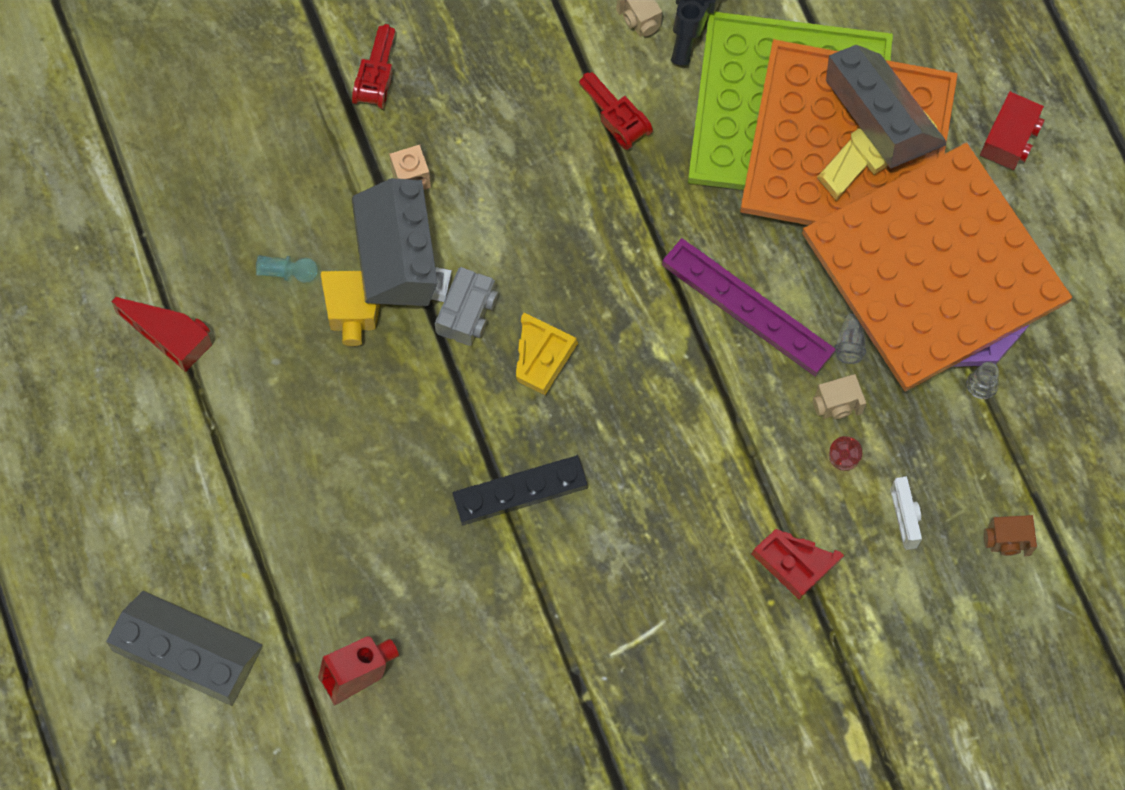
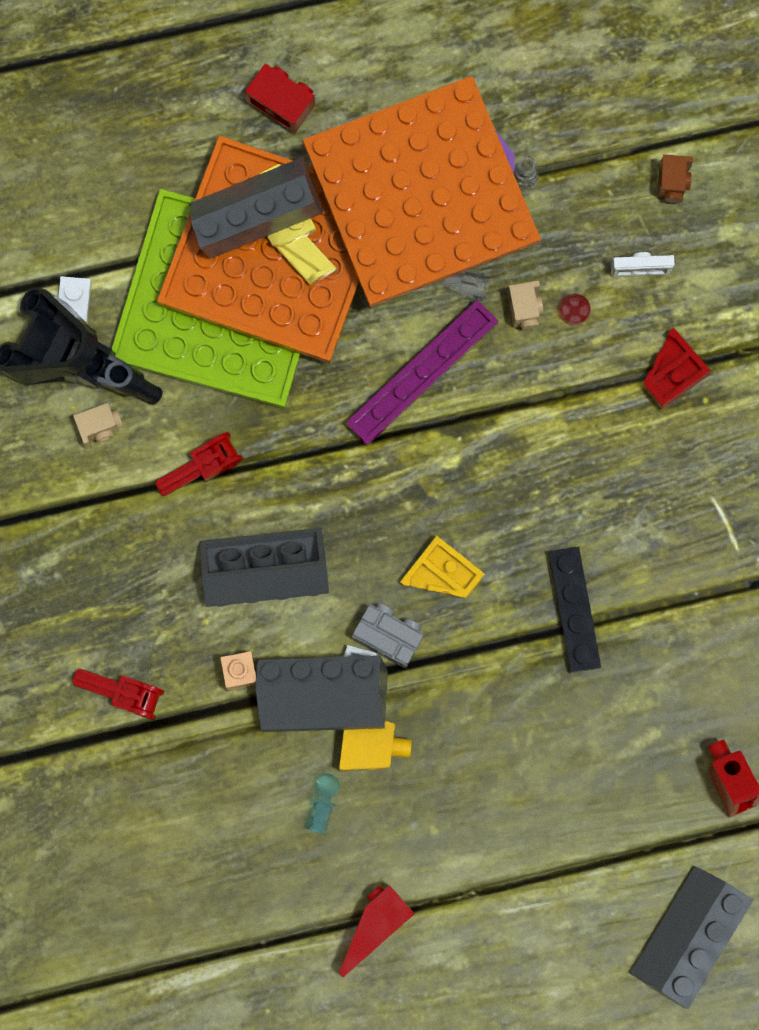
camera: 85 degrees left, 10 degrees up
(519, 180) = (263, 567): none -> dark grey slope

